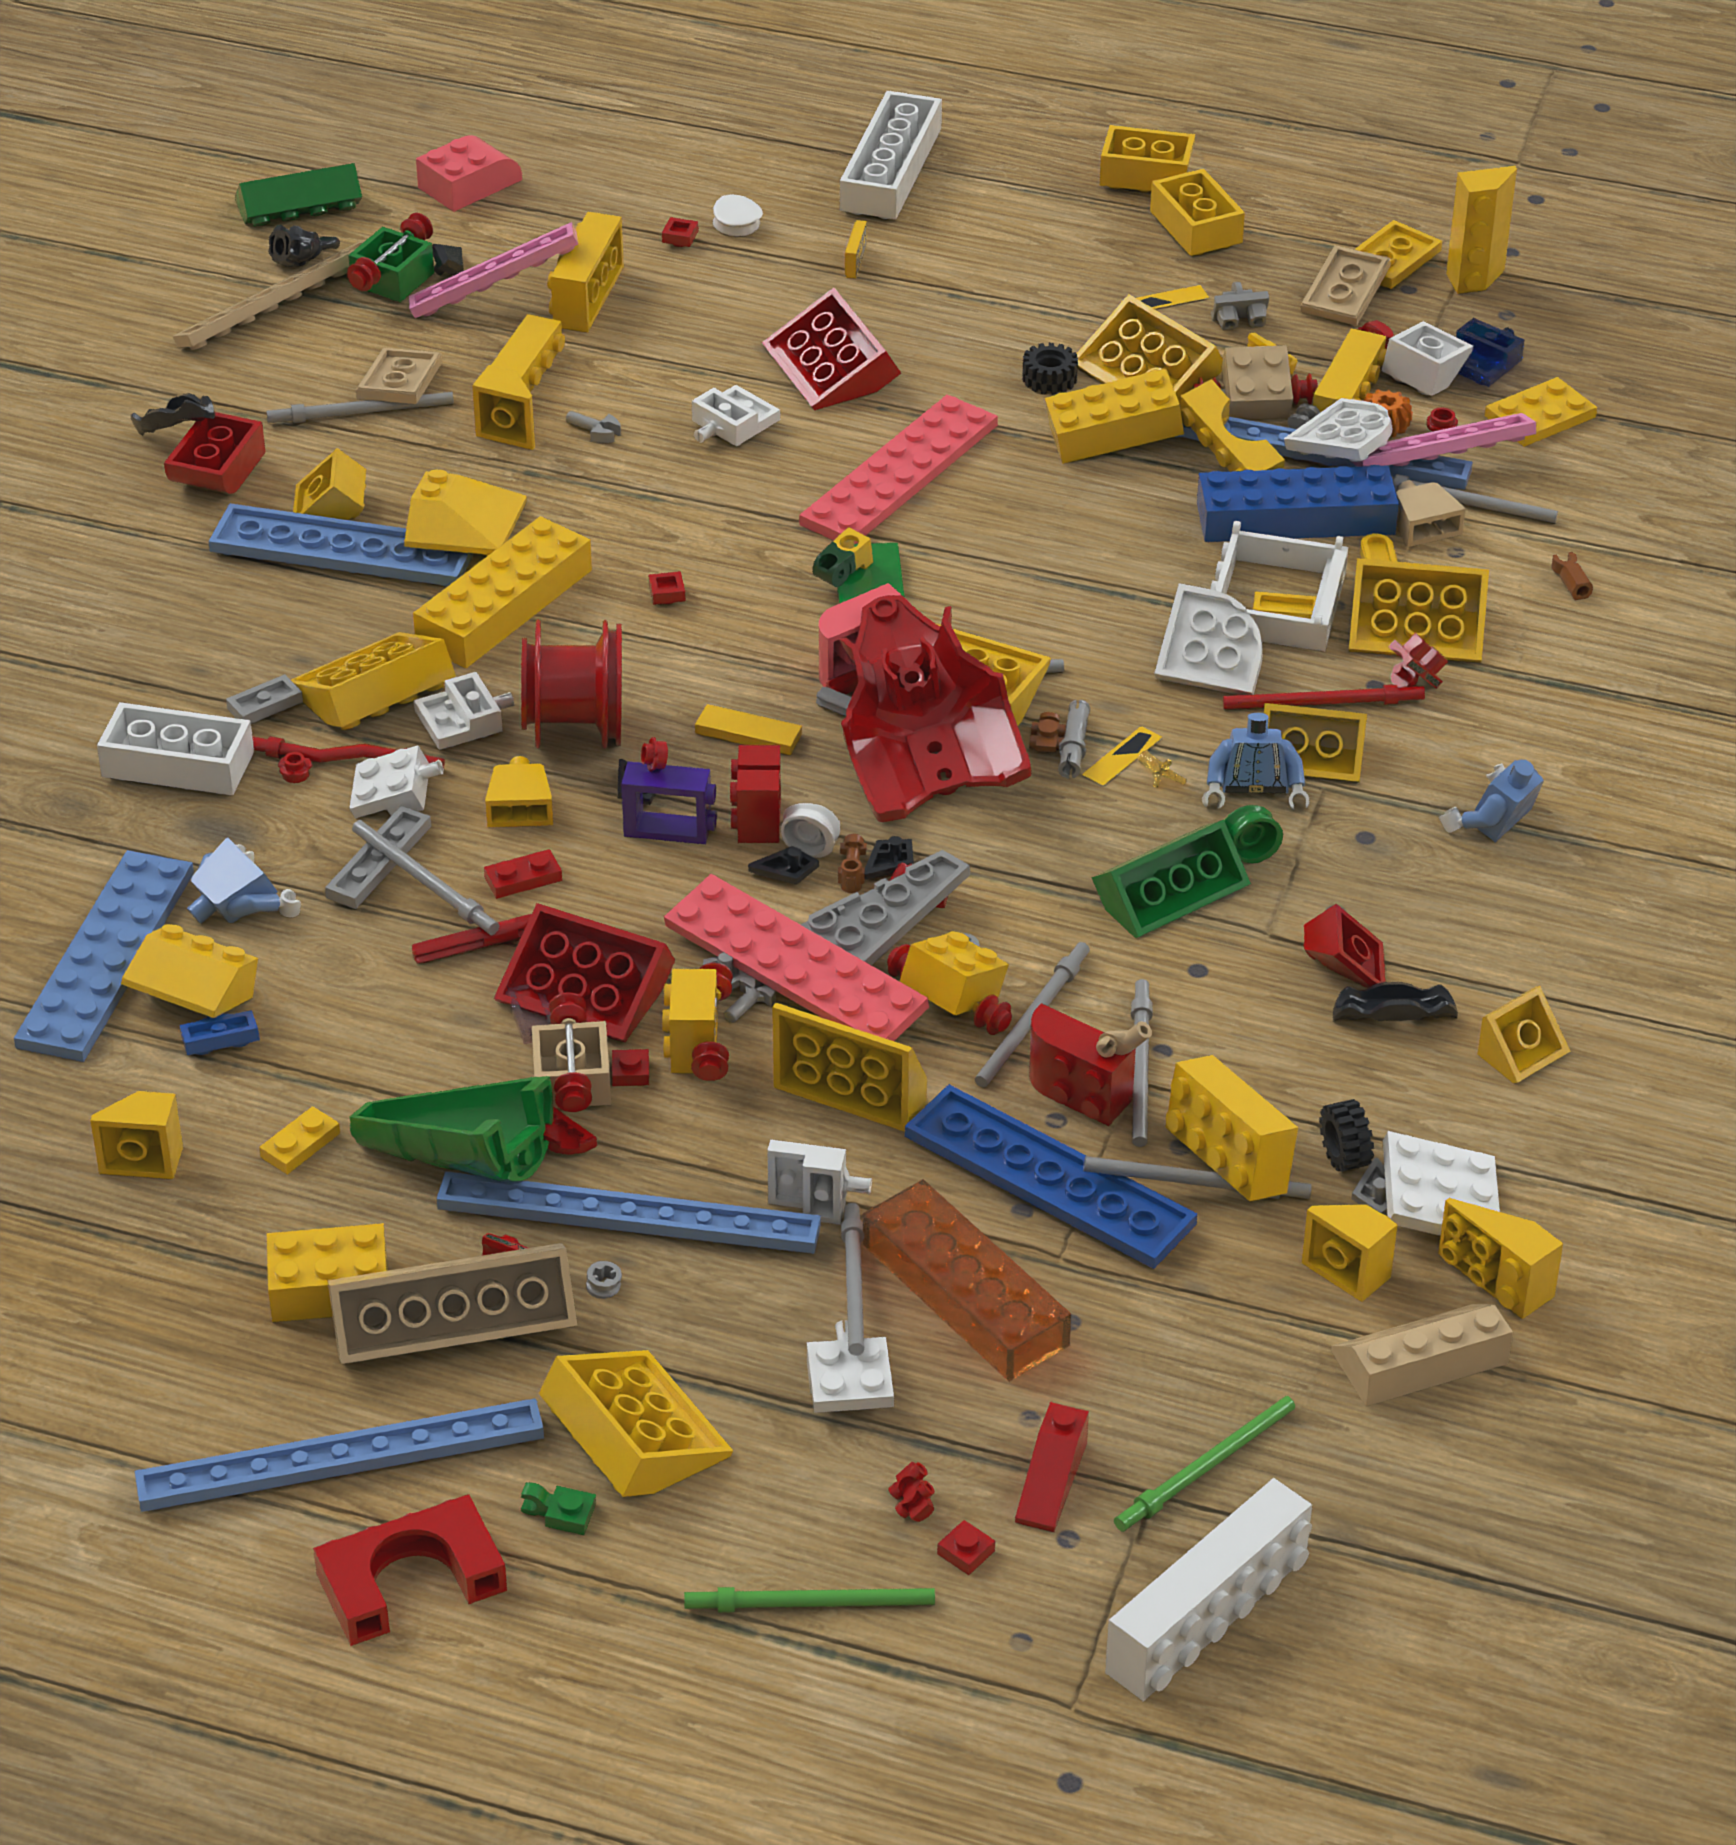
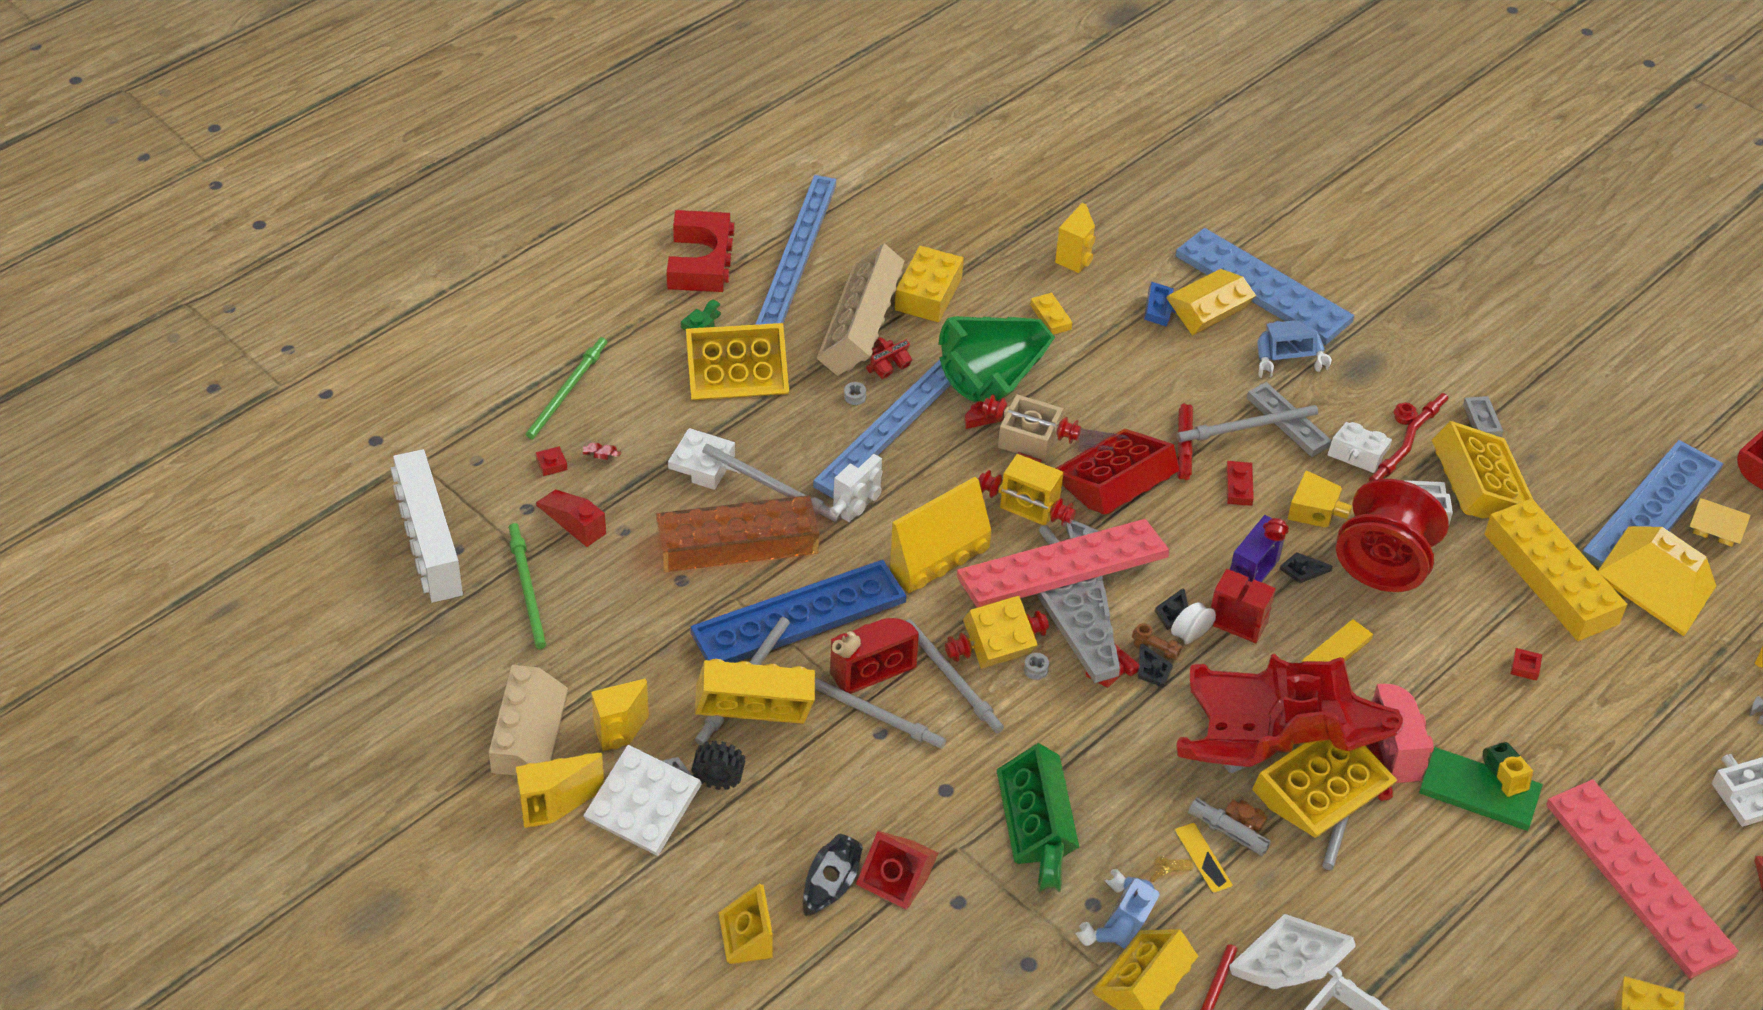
camera: 115 degrees right, 5 degrees up
(175, 748) = (1438, 354): white brick -> none

